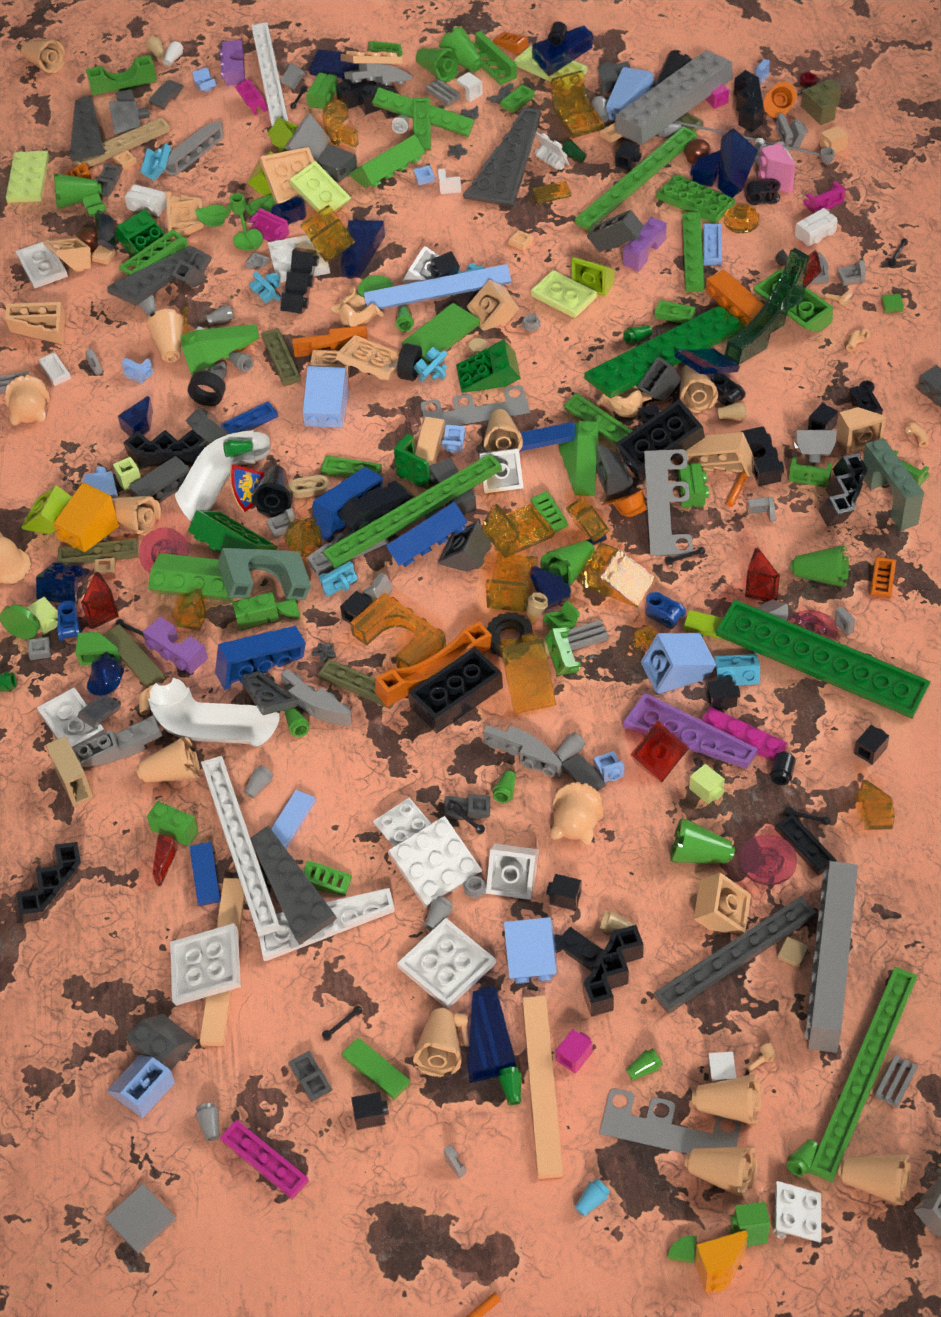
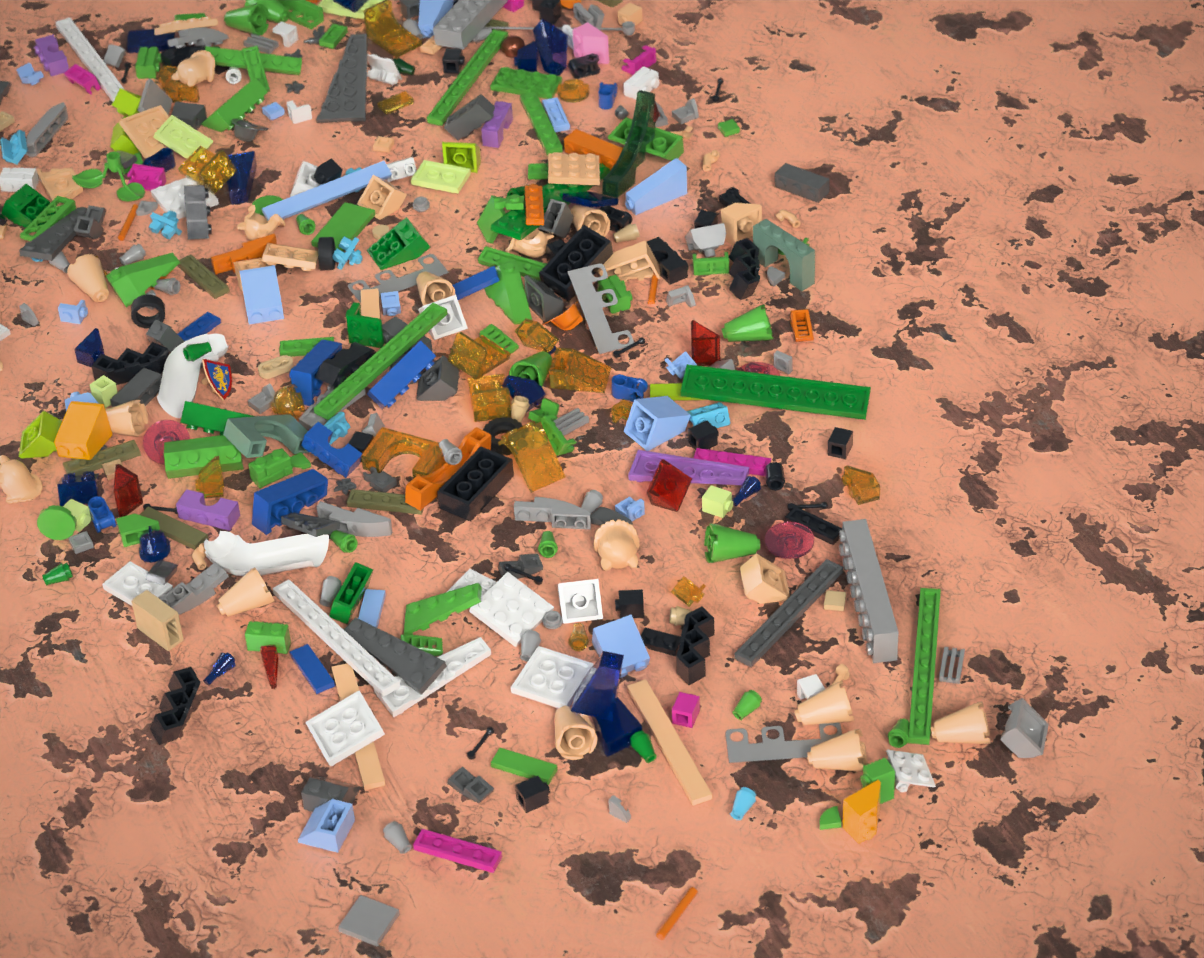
camera: 20 degrees left, 10 degrees down
(115, 843) = (223, 664): none -> clear blue cone
(232, 275) = (128, 222): none -> orange bar
(254, 199) = (126, 159): none -> flat silver tile
(273, 493) = (247, 377): black cone -> none
(275, 793) = (351, 593): none -> green brick
(330, 622) = (342, 460): none -> blue arch
(358, 838) = (439, 607): none -> bright green wing
(361, 111) = (196, 69): none -> light nougat hair
(362, 656) = (380, 481): none -> dark grey plate
(388, 192) = (245, 130): none -> dark grey piece
(440, 645) = (451, 453): none -> light grey cone
(477, 1010) = (600, 688): none -> clear blue slope
(493, 919) = (578, 638): none -> clear yellow cone
(525, 275) = (402, 168): none -> white hips
(594, 356) = (488, 217): none -> bright green tile
(616, 350) = (511, 202): none -> bright green plate
(633, 893) = (688, 592): none -> clear yellow bracket
(639, 359) = (534, 205): none -> orange plate
(702, 320) = (573, 169): none -> light nougat plate
(728, 594) = (679, 365): none -> light blue bracket
(749, 775) = (749, 487): none -> clear blue cone
(774, 233) = (607, 95): none -> blue piece
(785, 364) = (659, 188): none -> light blue slope
(876, 504) = (775, 275): none -> light grey tile

